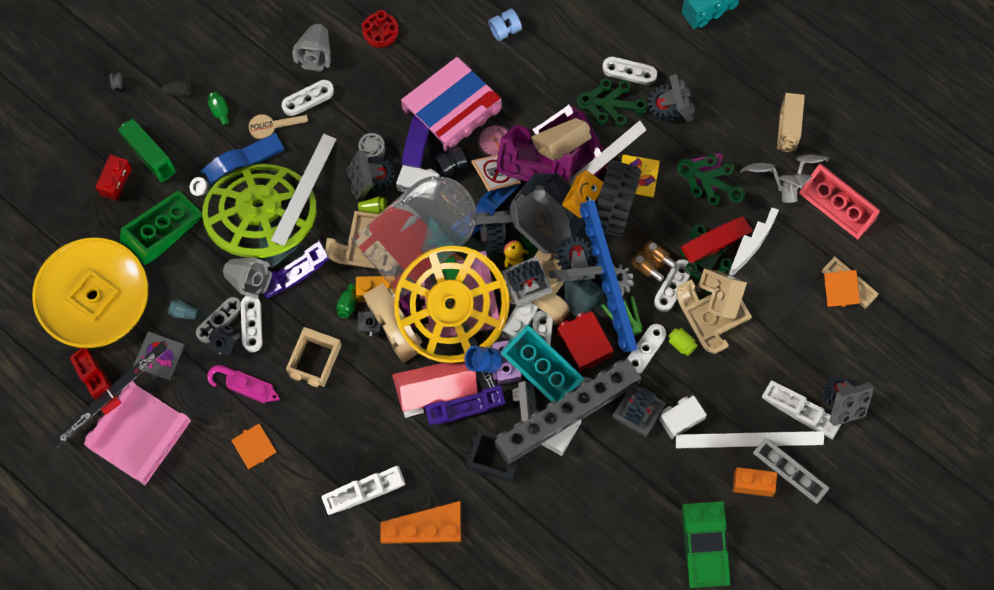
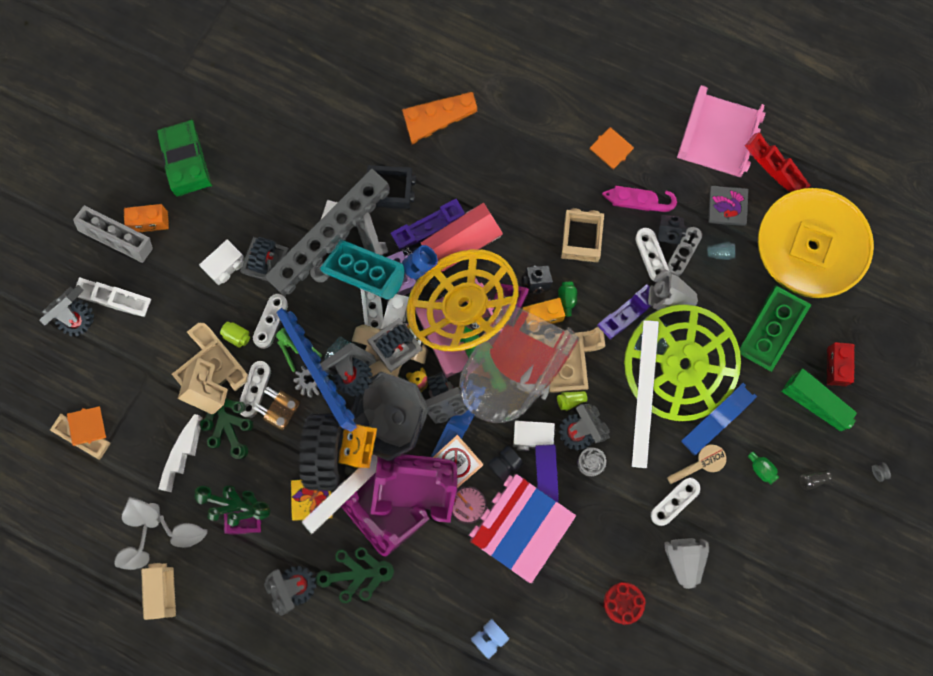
camera: 165 degrees right, 5 degrees up
(109, 394) = (757, 151): black sticker -> none
(199, 187) = (751, 378): tile -> none
(363, 490) = (500, 131): white slope -> none
(380, 302) = (530, 283): tan brick -> none
(435, 238) = (493, 361): clear light blue slope -> none
(562, 138) = (394, 508): tan slope -> none
(584, 341) = (329, 312): red brick -> none
(622, 66) = (334, 614): white plate -> none
(716, 239) = (217, 442): red slope -> none
(749, 439) = (156, 259): white sticker -> none
(839, 201) = (97, 516): coral slope -> none

